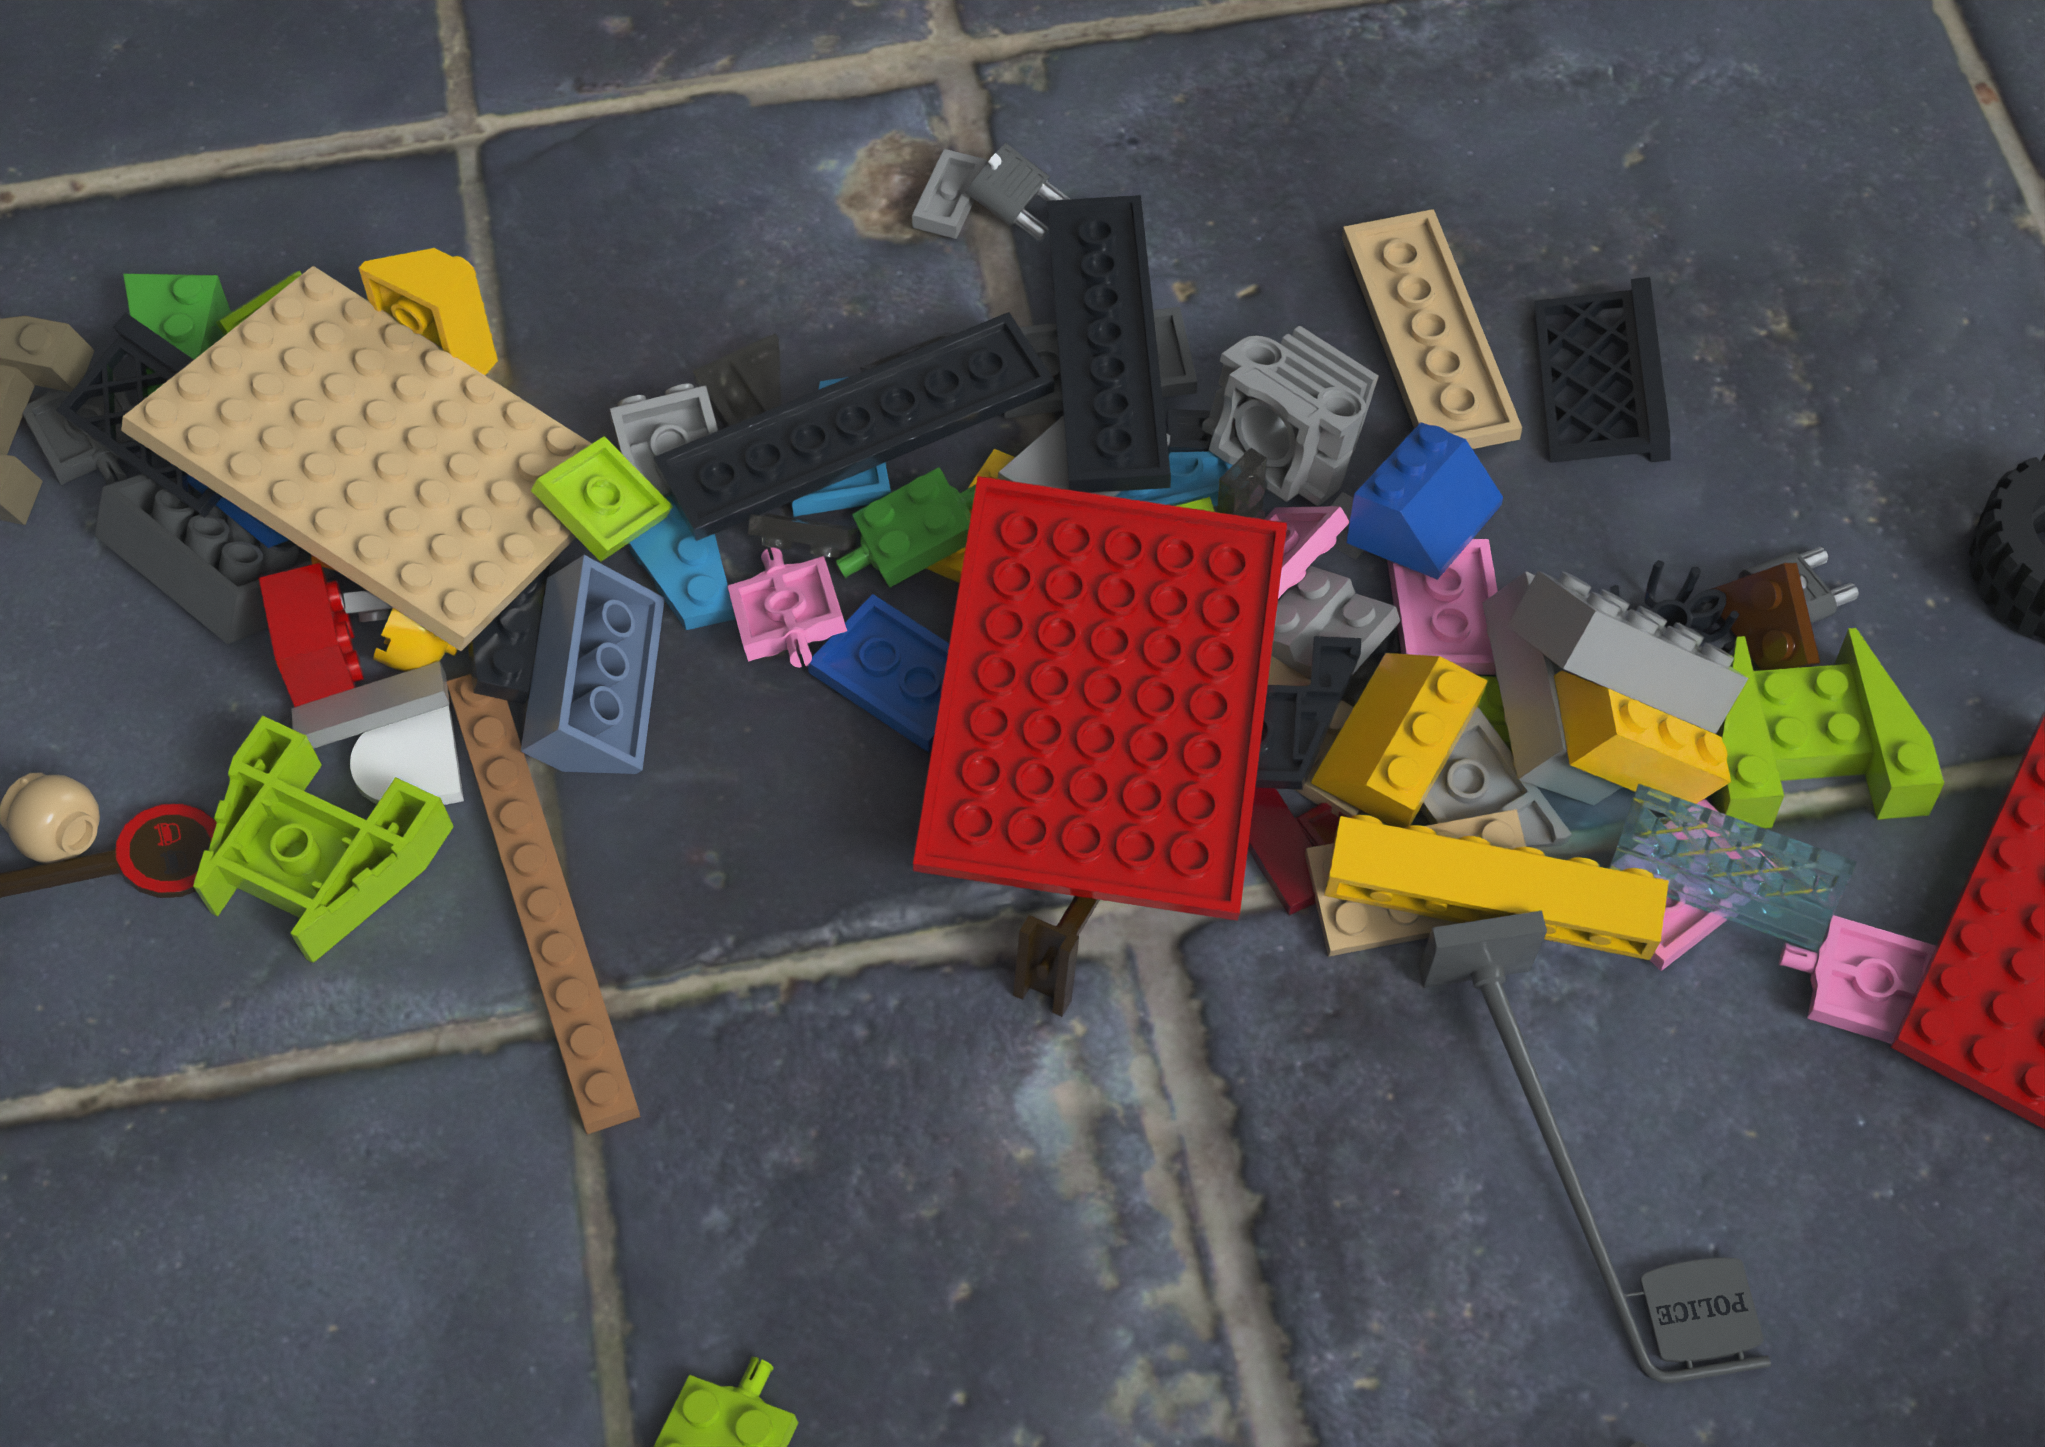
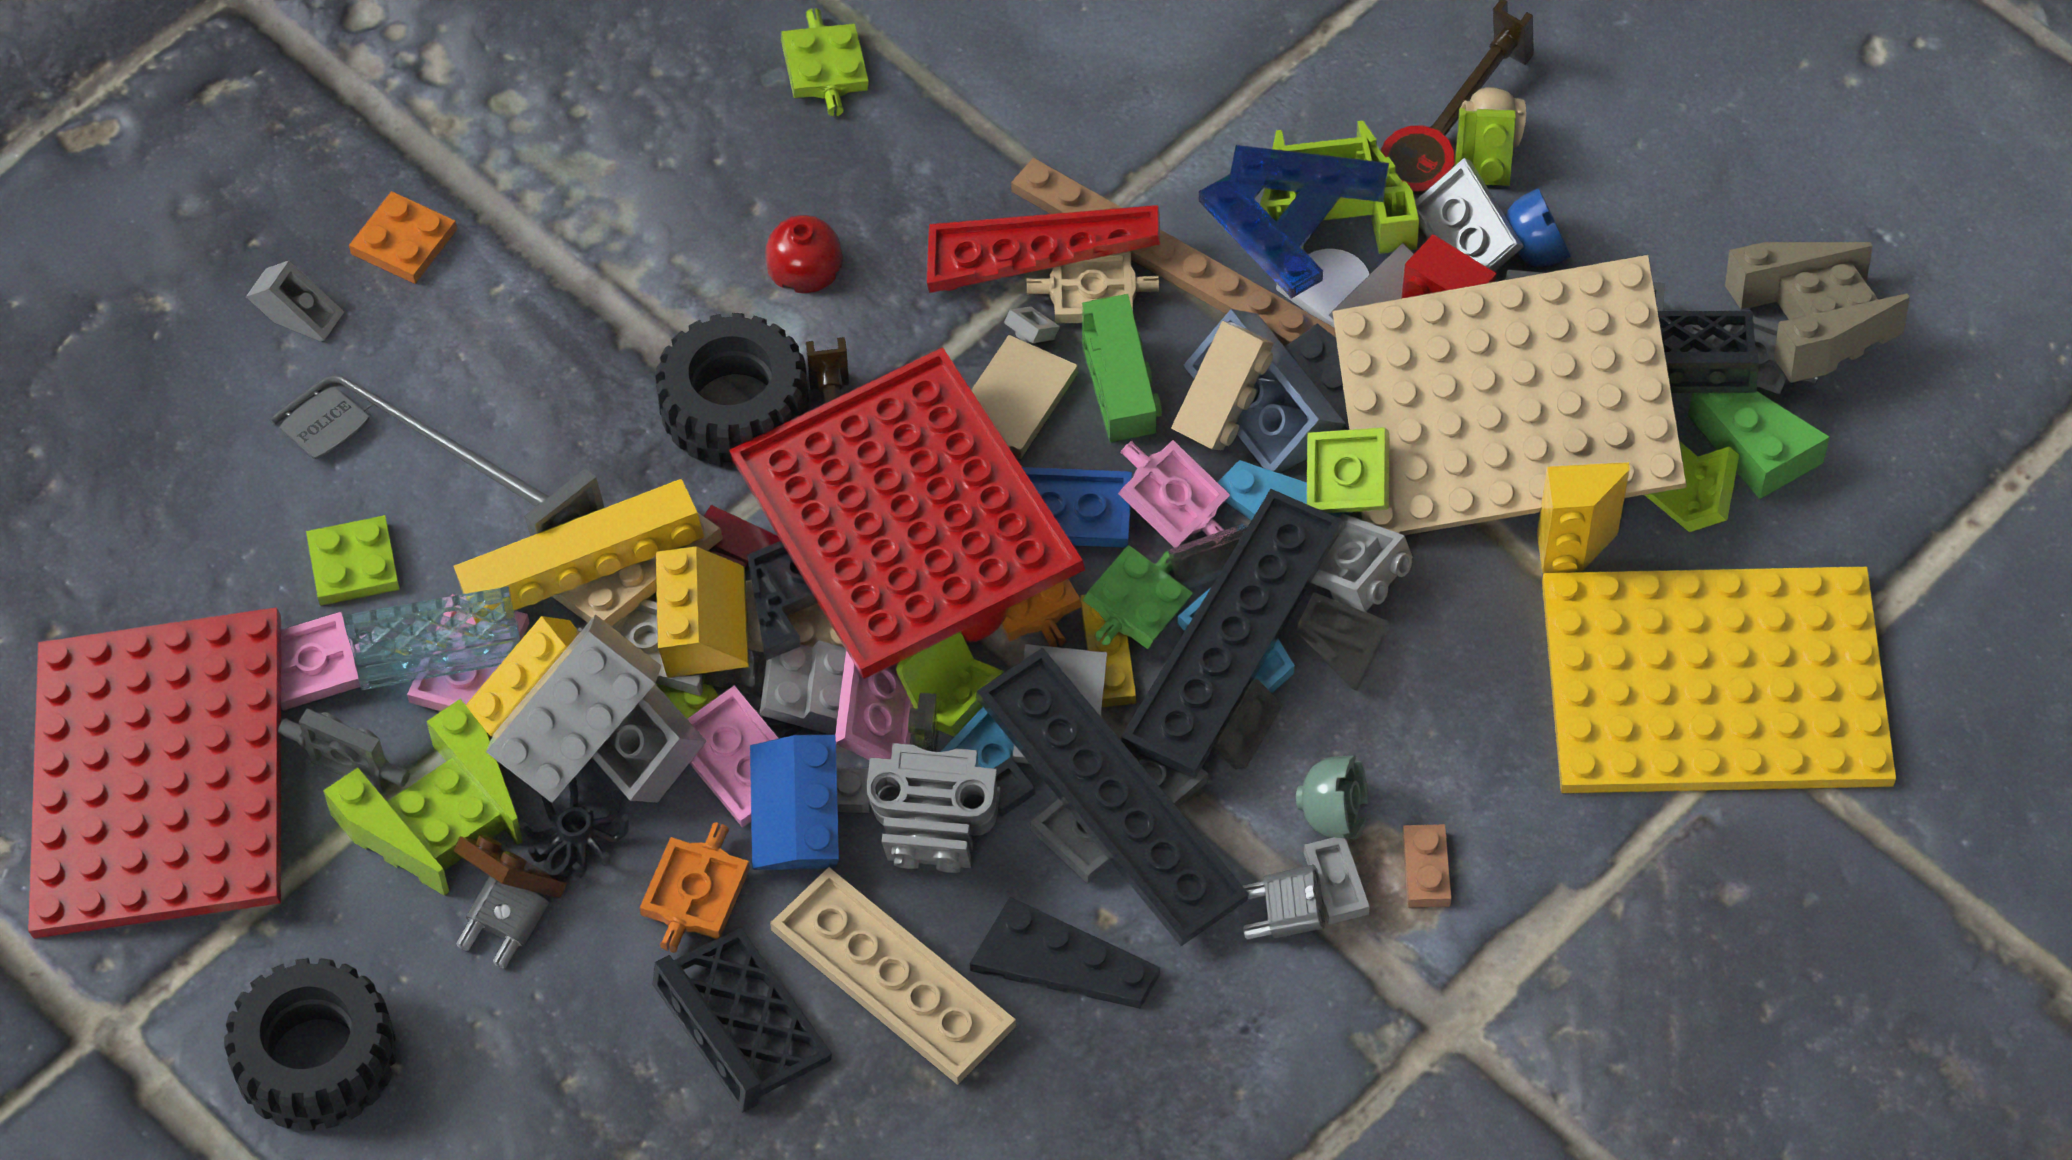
camera: 145 degrees right, 0 degrees up
(100, 778) = (1487, 142): none -> lime plate
(150, 664) = (1537, 231): none -> blue cylinder
(208, 709) = (1468, 217): none -> light grey tile
(434, 771) = (1320, 185): none -> clear blue plate
(452, 156) = (1716, 680): none -> yellow plate
(641, 662) = (1223, 386): none -> tan brick
(660, 911) = (1090, 281): none -> tan plate
(720, 1010) = (1012, 246): none -> red wing
(725, 776) = (1118, 368): none -> bright green wedge
(768, 900) = (1031, 325): none -> light grey plate
(849, 838) = (1022, 390): none -> tan tile
(856, 171) = (1426, 866): none -> nougat plate
(894, 241) = (1334, 796): none -> sand green cylinder
(956, 1169) = (803, 254): none -> red cylinder
(1188, 947) = (722, 349): none -> black tyre
(1254, 272) = (1051, 952): none -> black wing
(1575, 508) = (694, 887): none -> orange plate
(1757, 1096) = (352, 560): none -> lime plate
(1895, 825) = (343, 748): none -> dark grey plate

